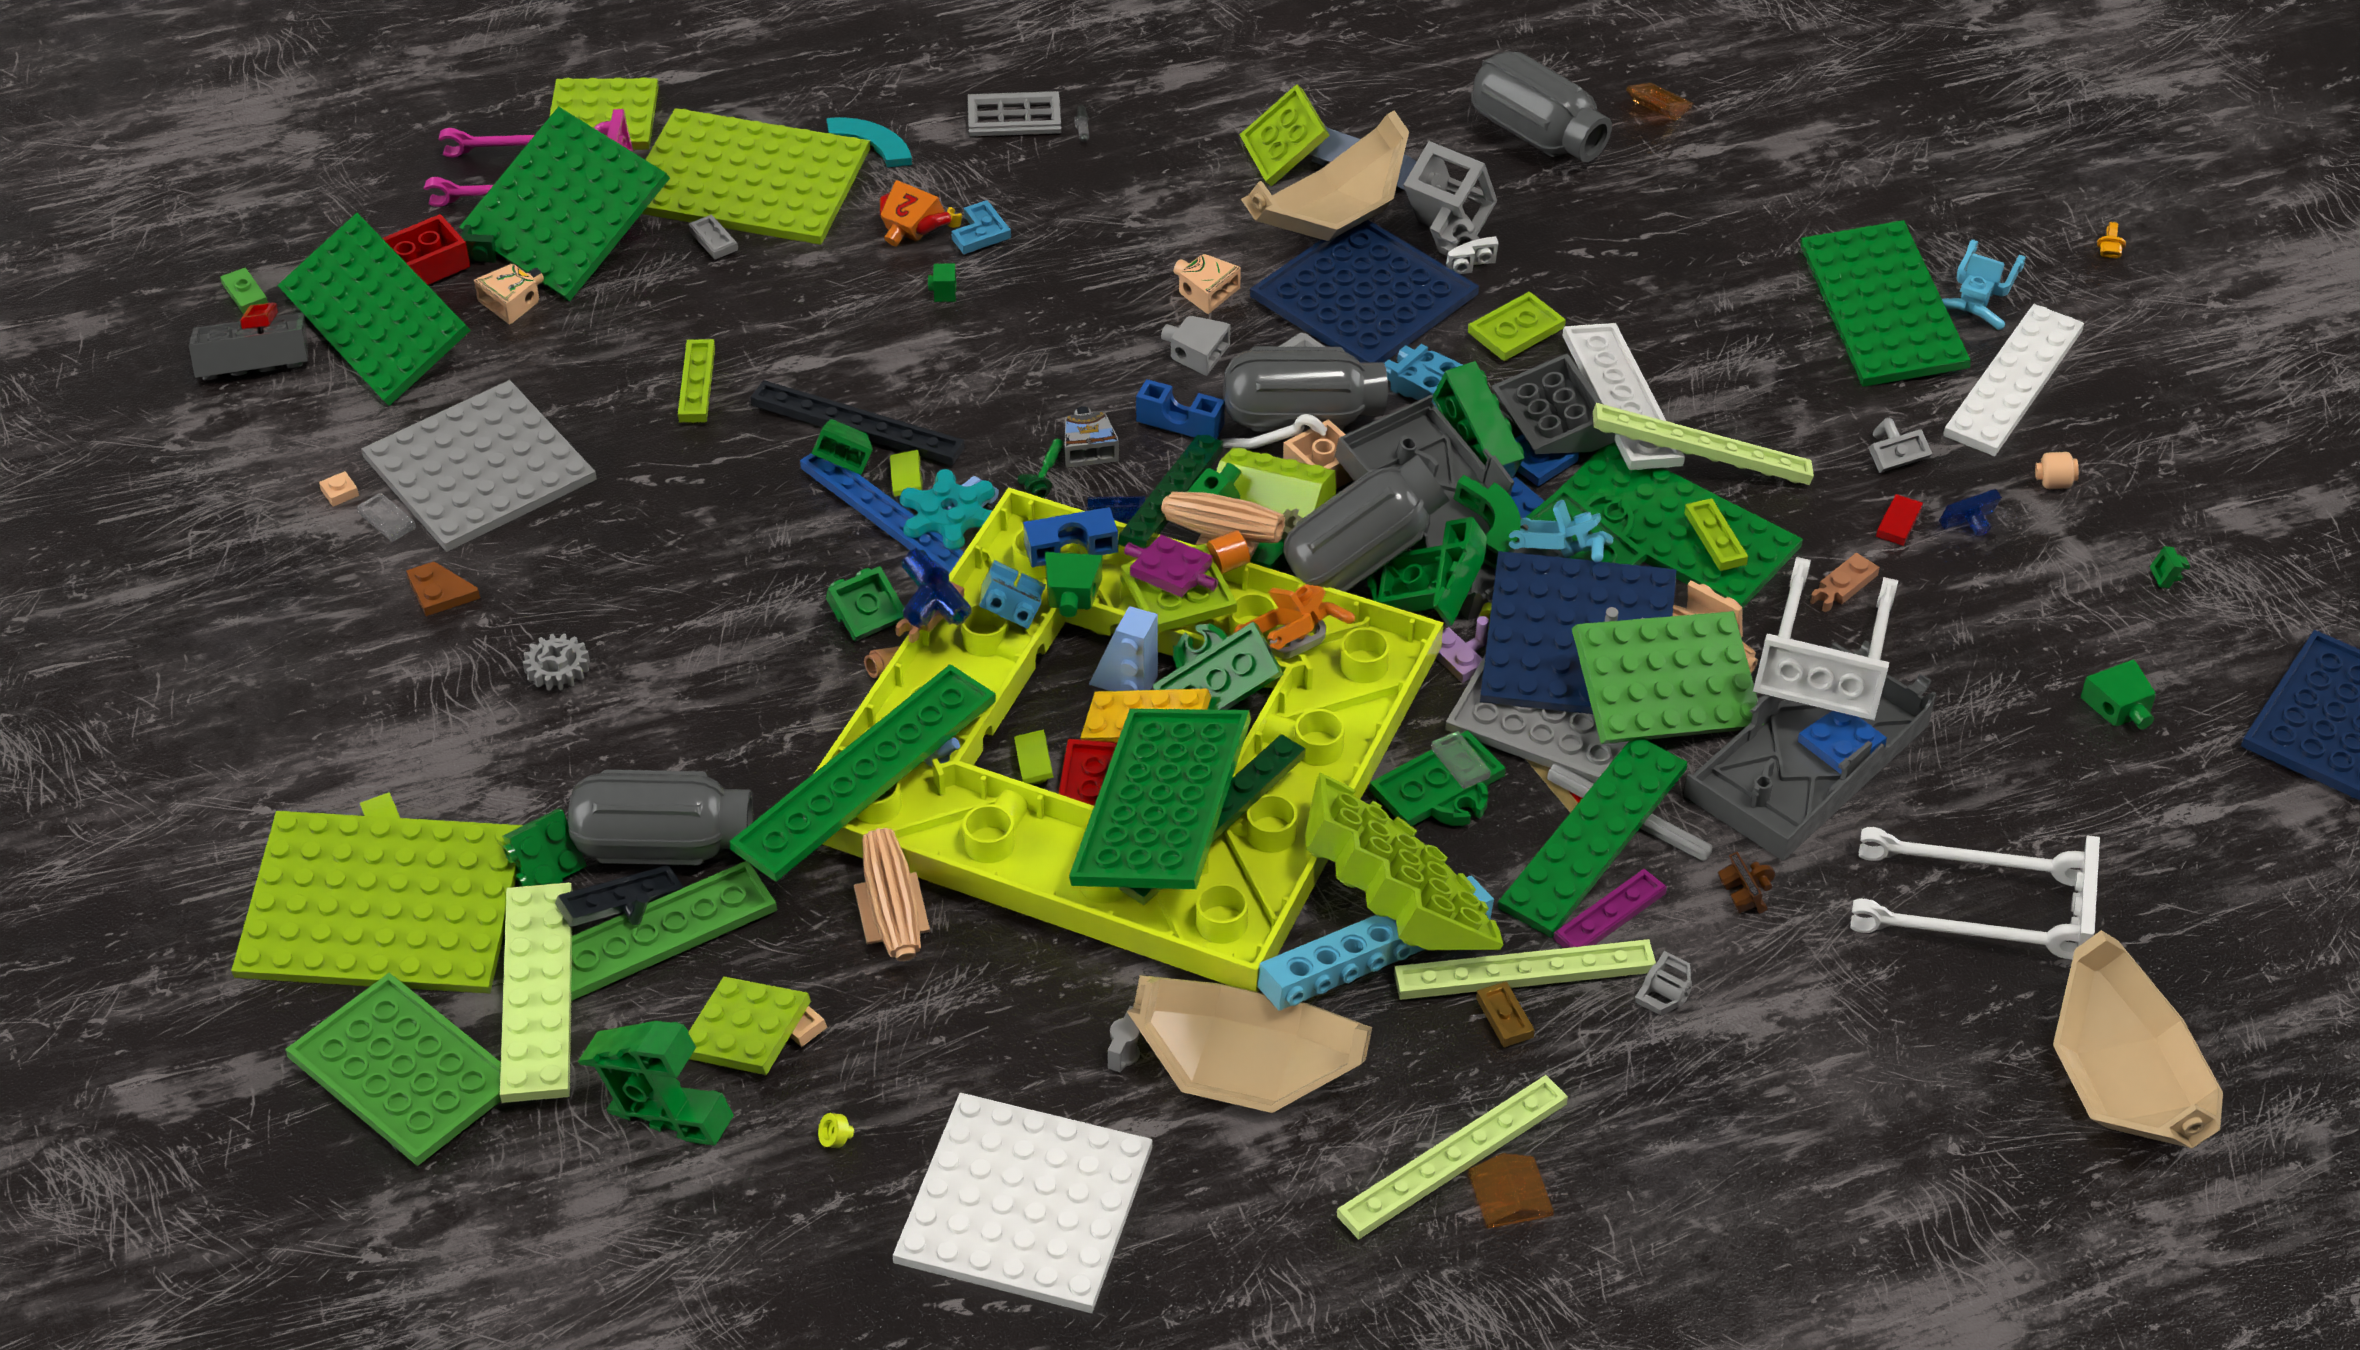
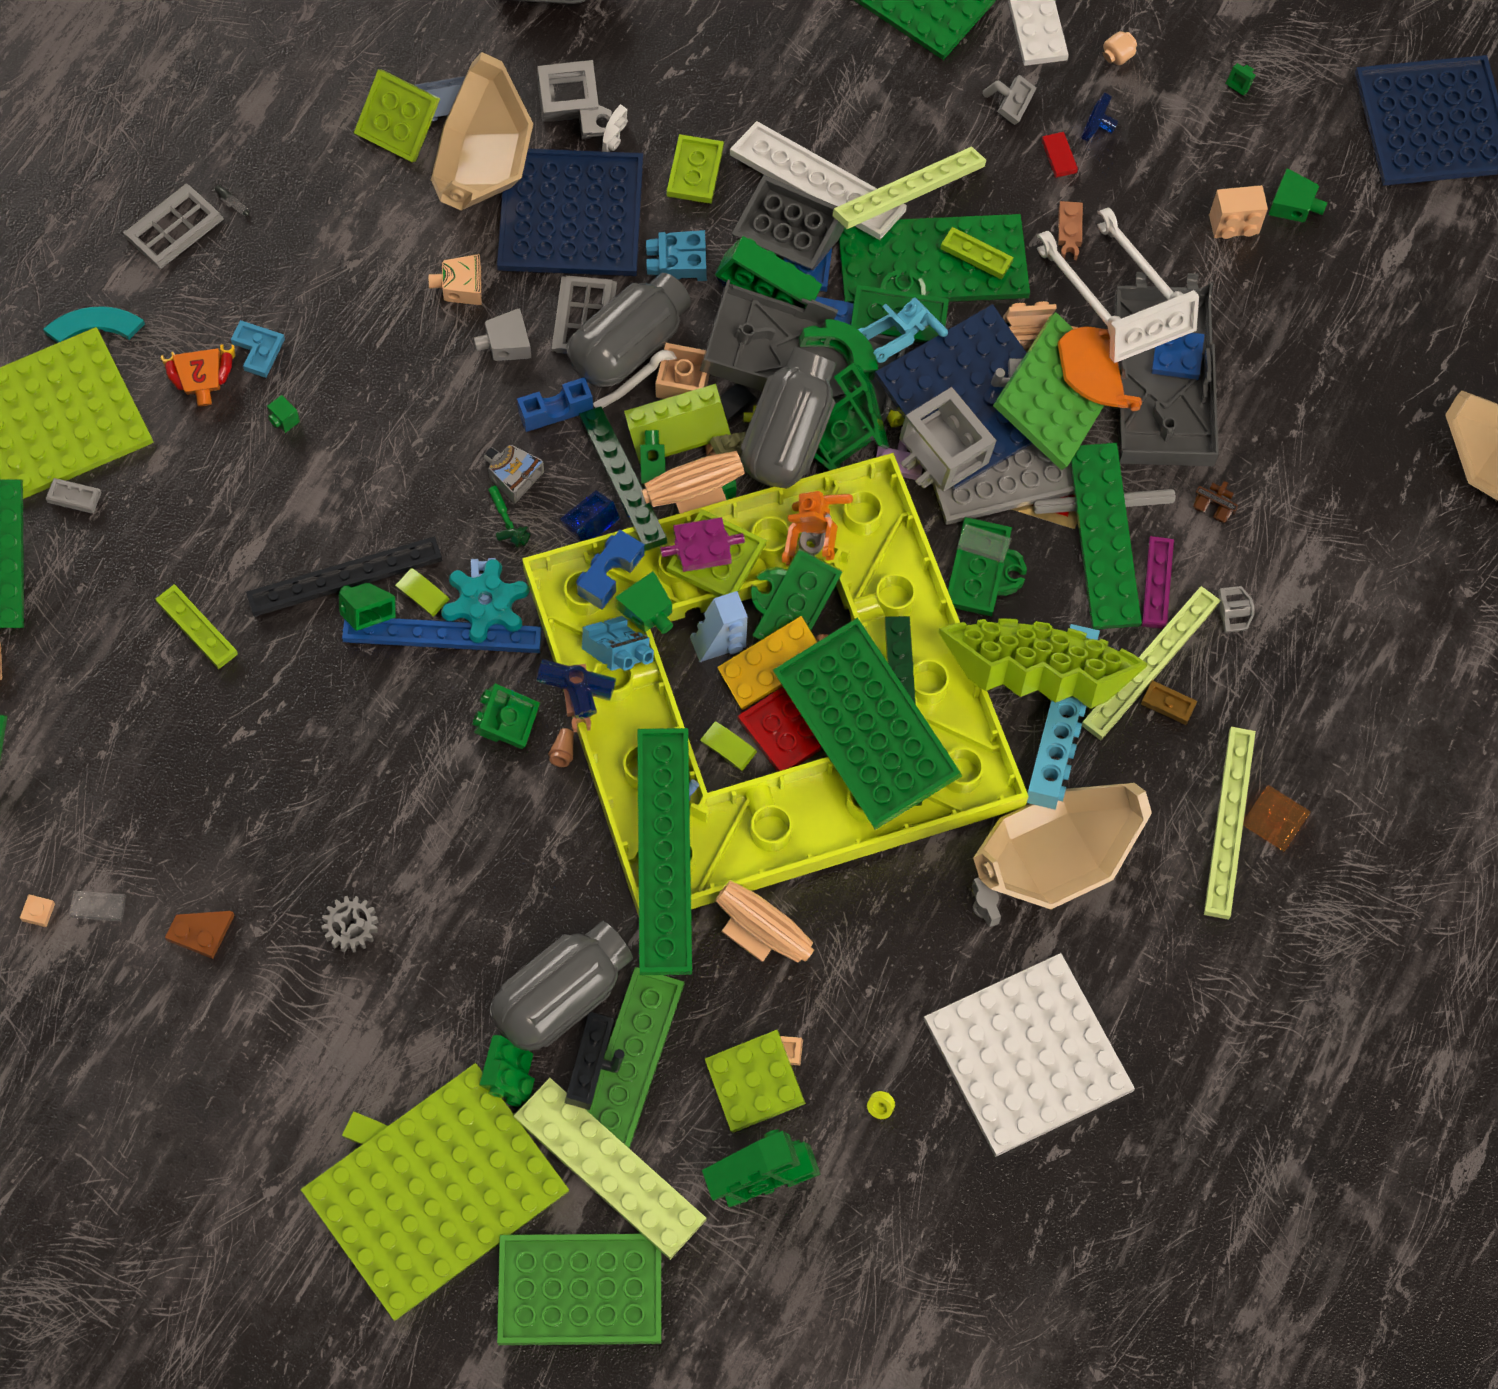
camera: 45 degrees left, 20 degrees up
(478, 465) = (114, 813): light grey plate -> none
(1229, 551) = (722, 502): orange piece -> none
(1496, 644) = (947, 442): none -> light grey piece
(1720, 683) = (1091, 371): none -> orange piece
(2037, 662) = (1238, 211): none -> light nougat brick
(2055, 939) = (1402, 366): white piece -> none

